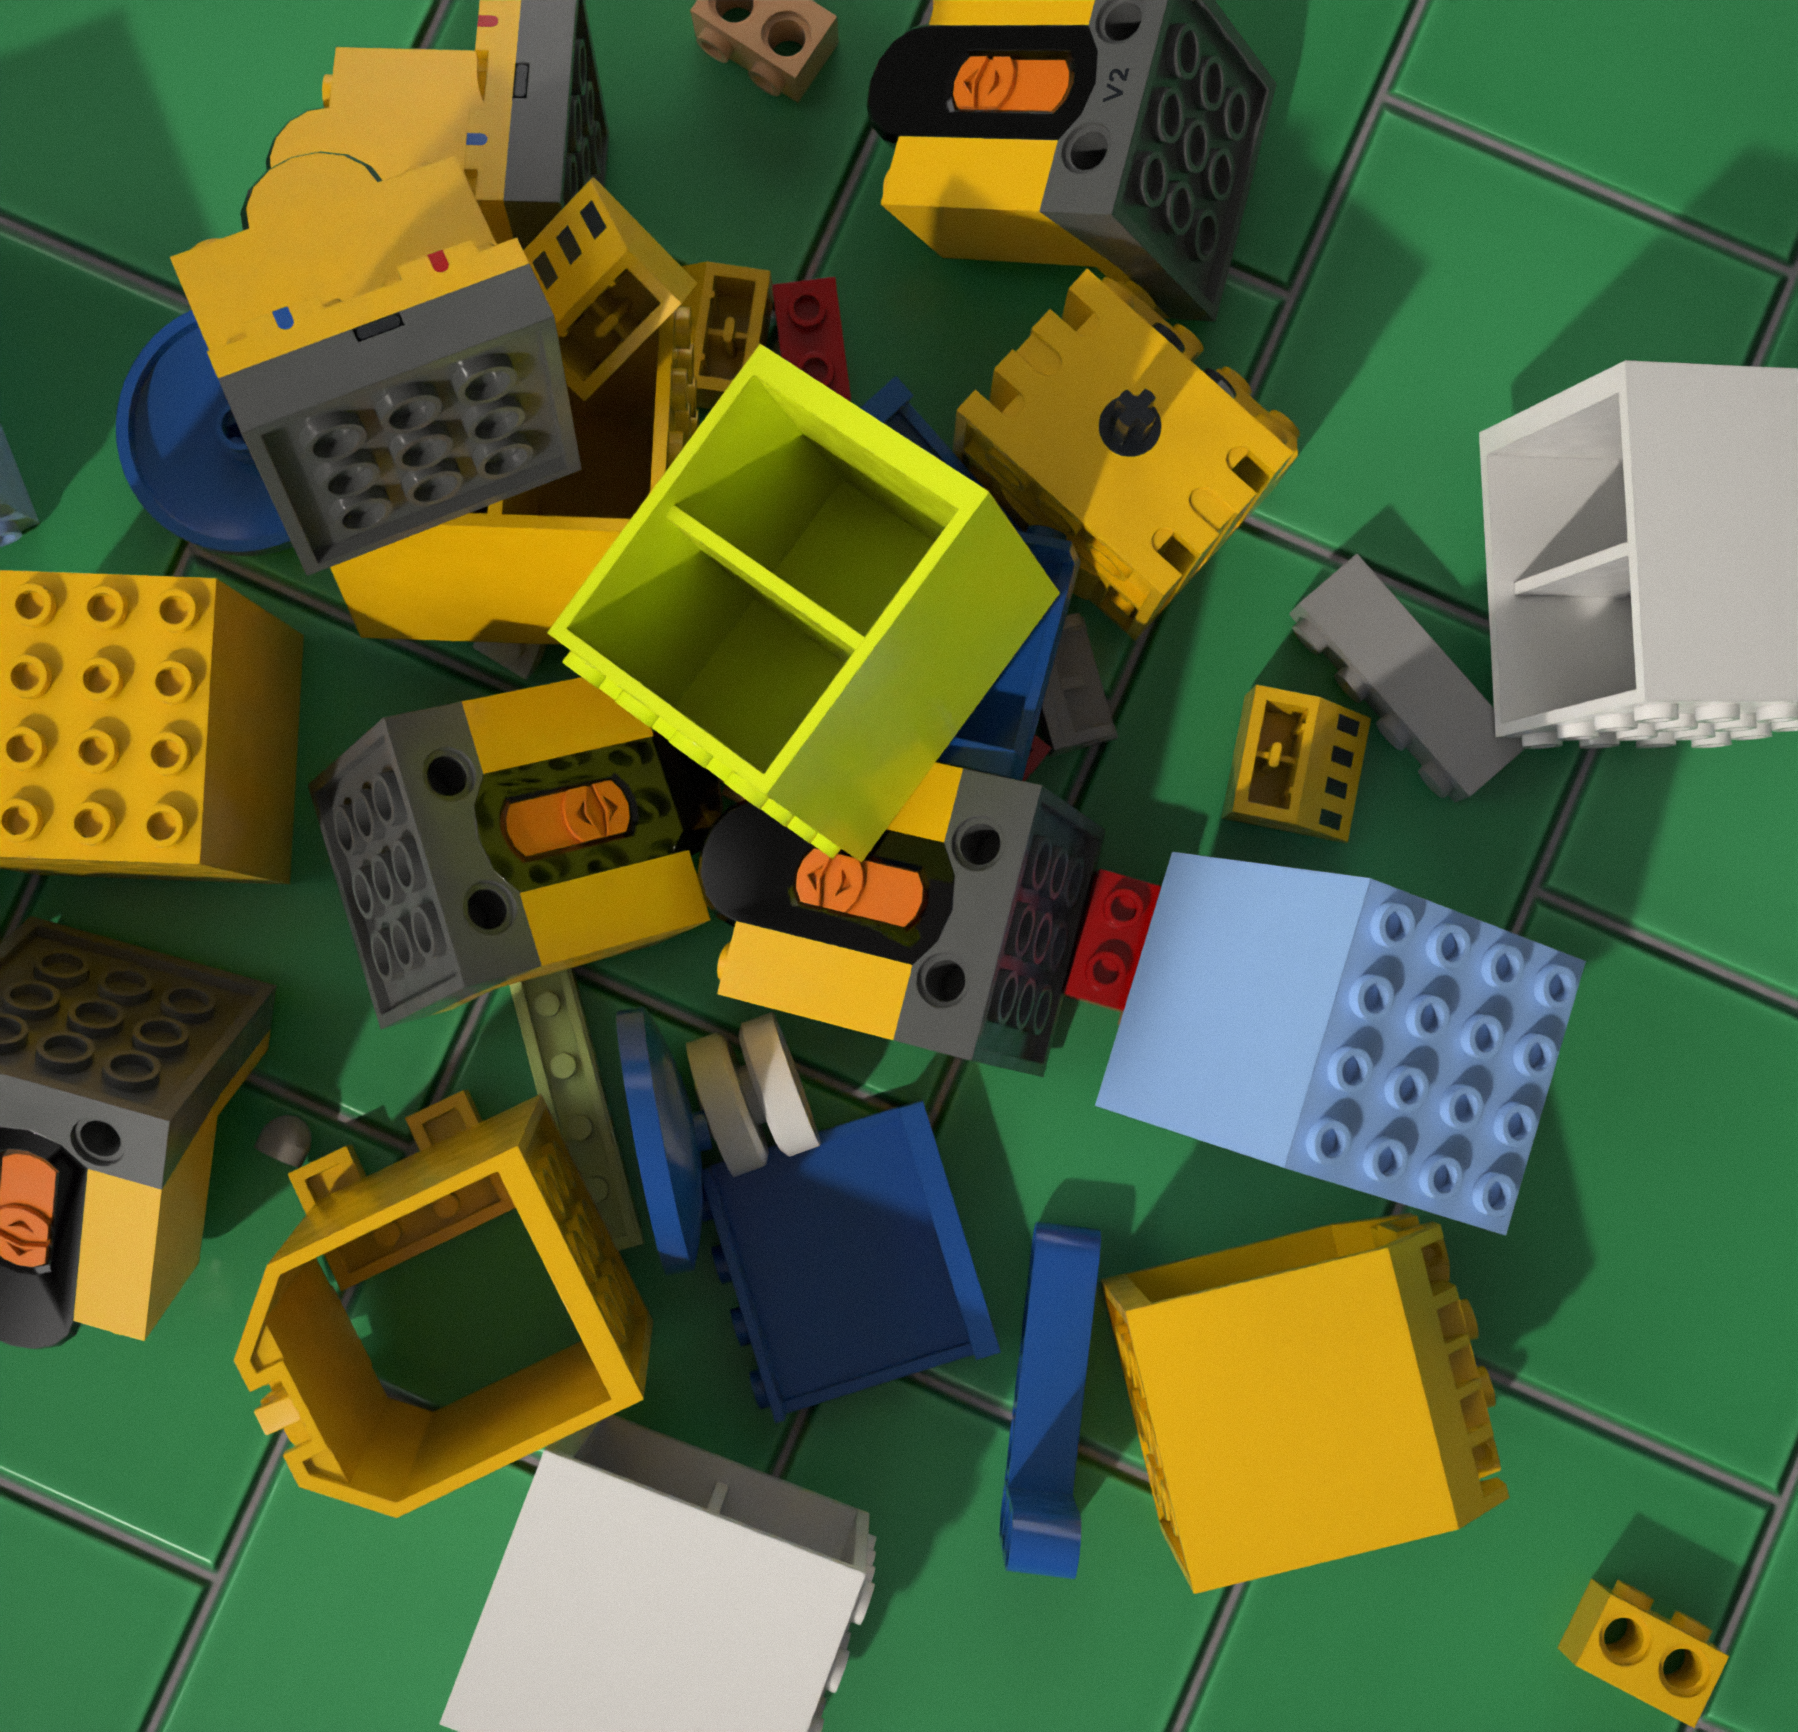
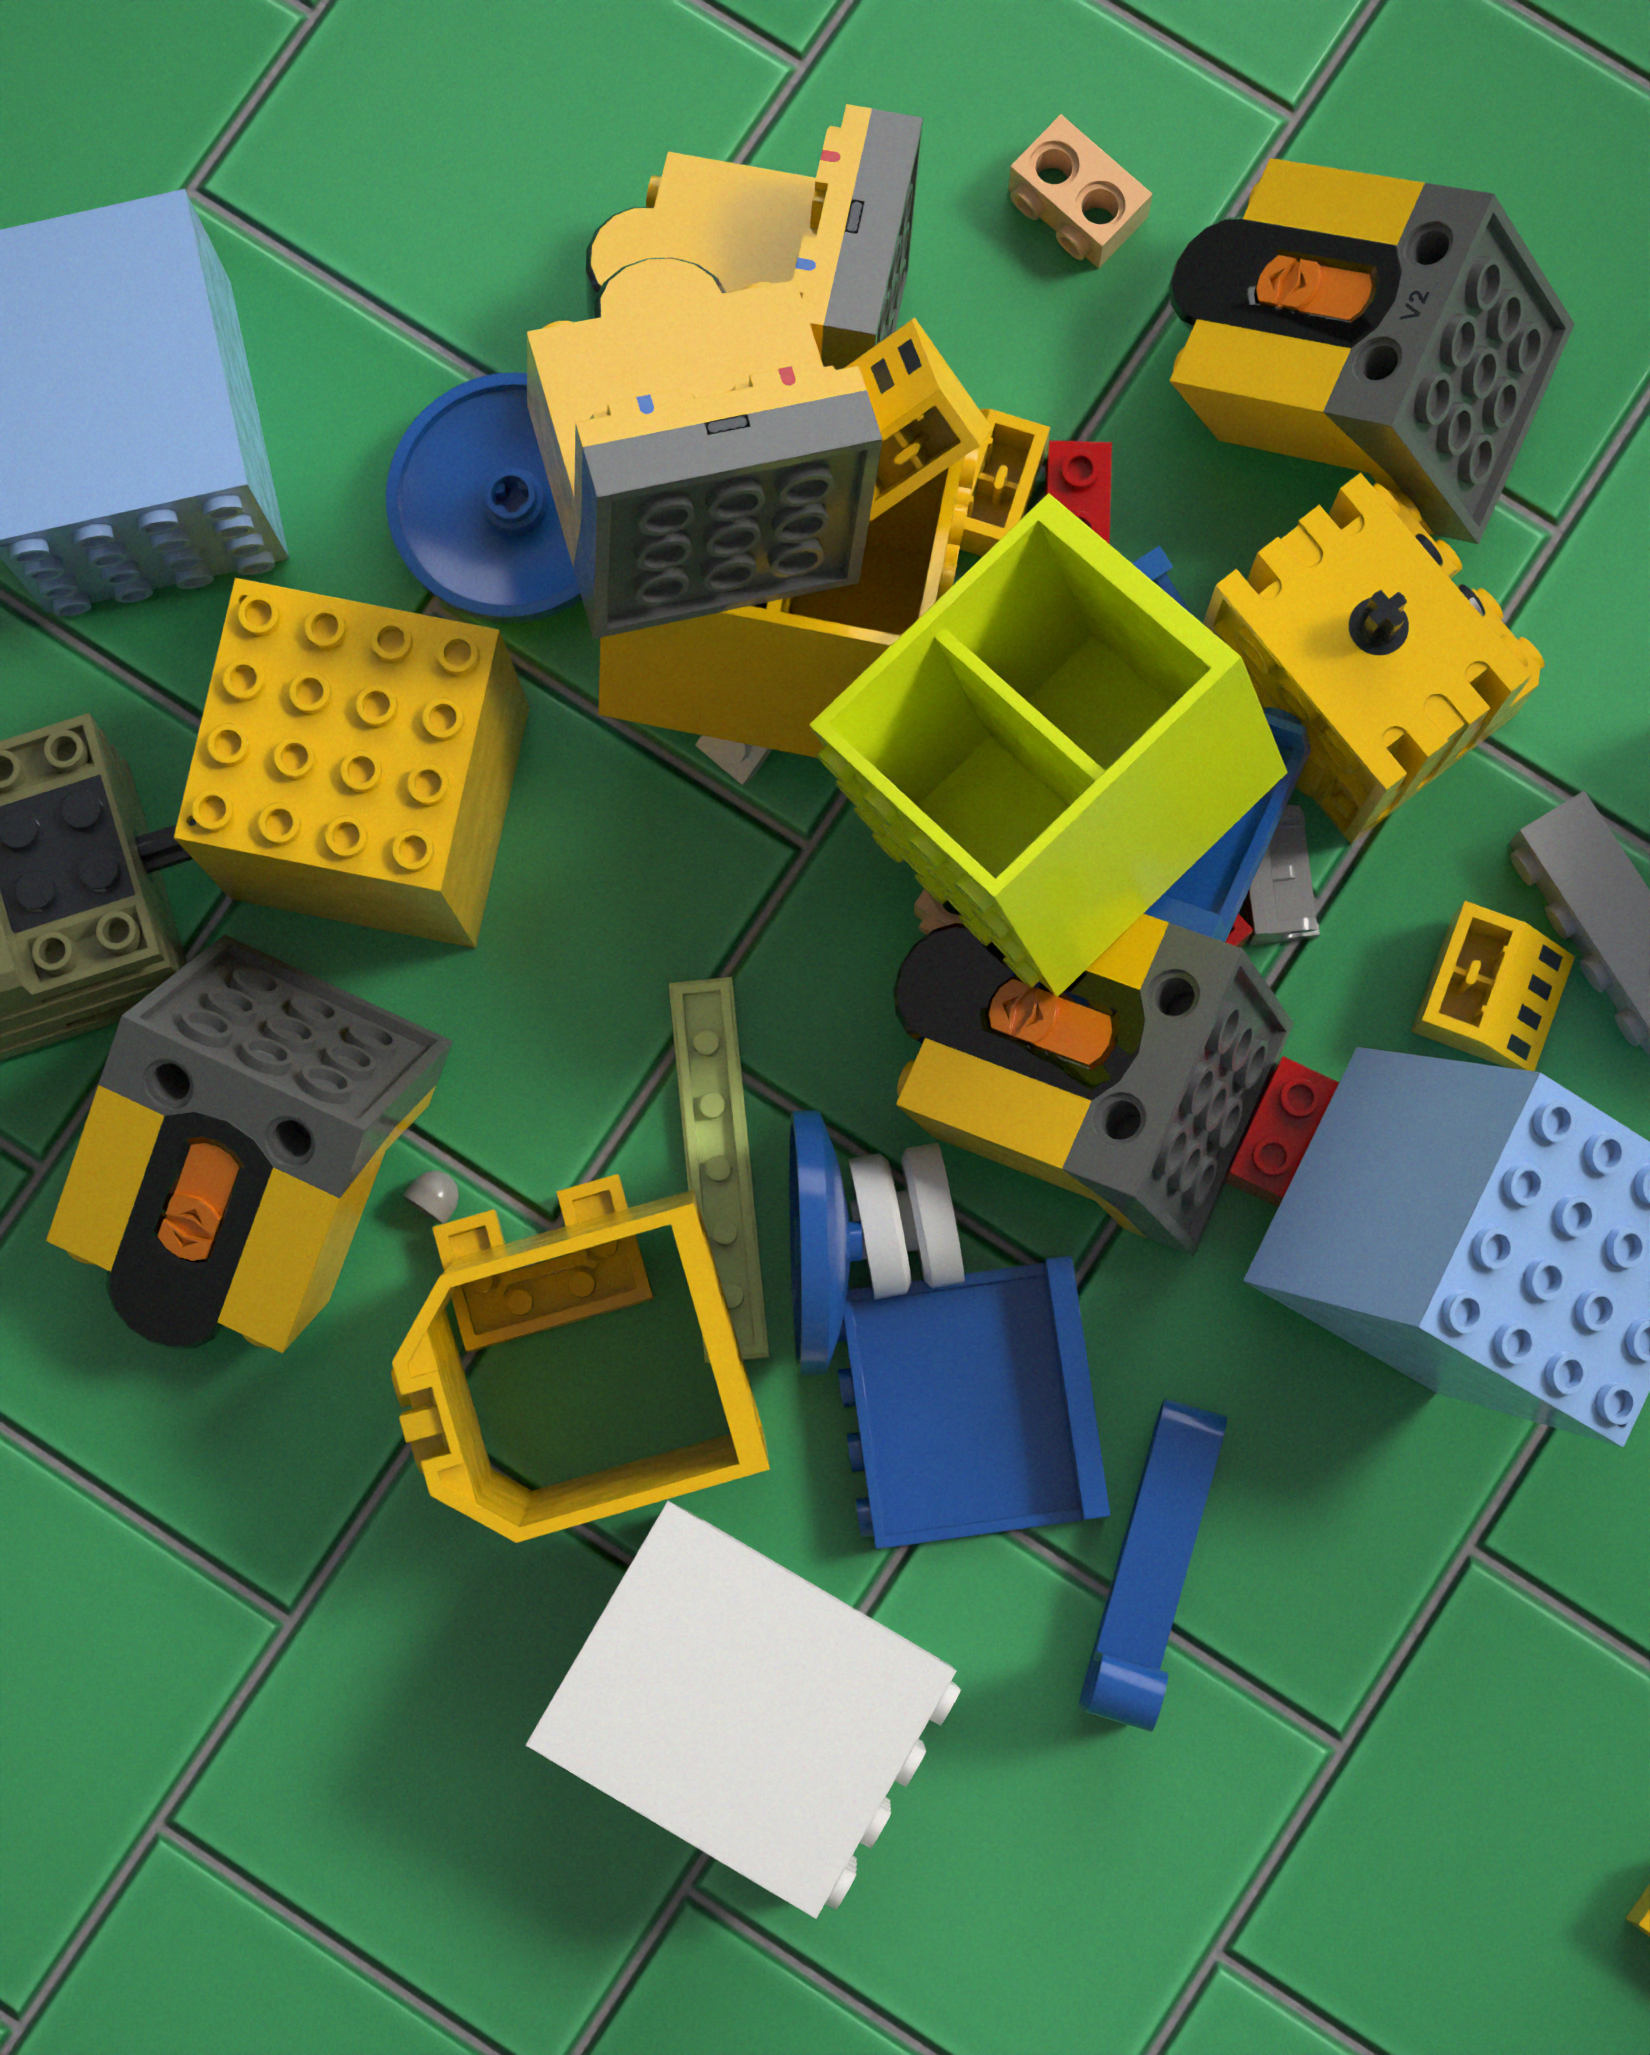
camera: 15 degrees right, 5 degrees down
(510, 842) = (710, 934): piece -> none
(1306, 1397) = (1406, 1592): yellow container -> none

